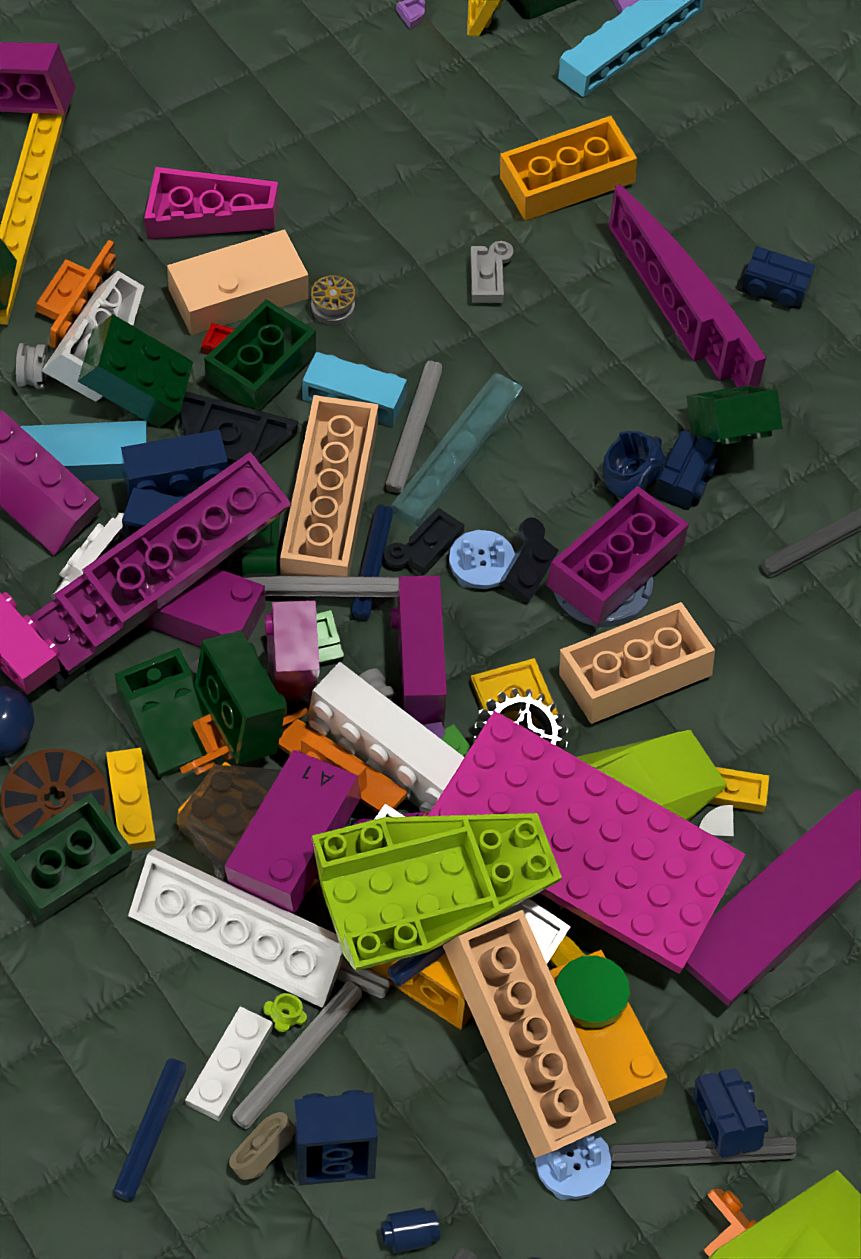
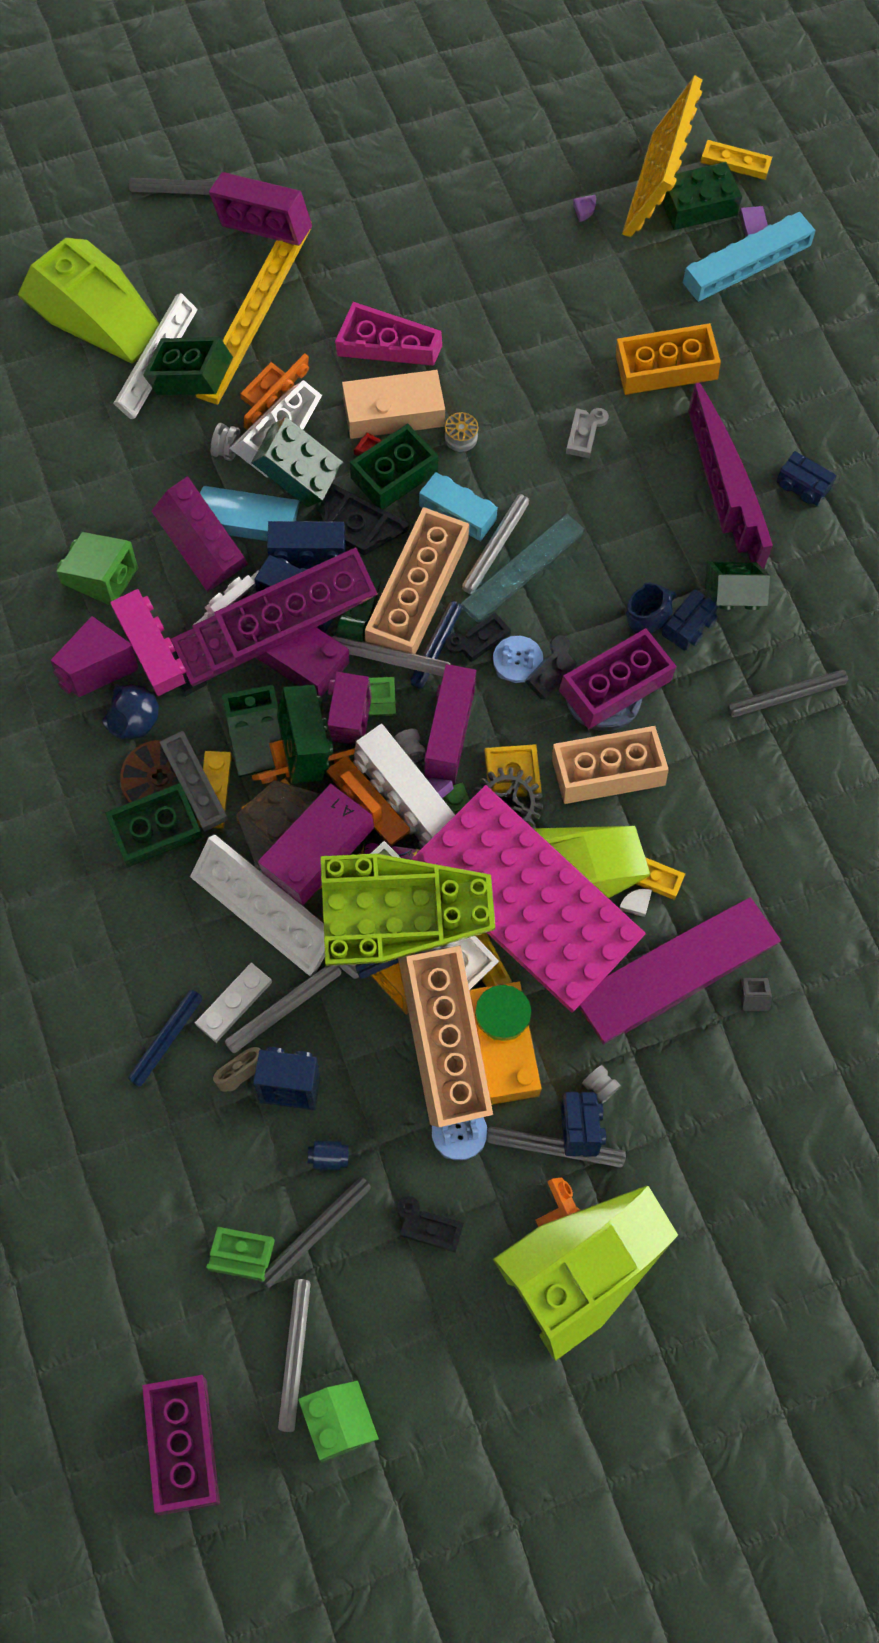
camera: 15 degrees right, 10 degrees up
(93, 776) = (193, 781): none -> dark grey plate
(288, 1004) = (285, 967): lime plate -> none
(739, 1056) = (601, 1084): none -> light grey wheel

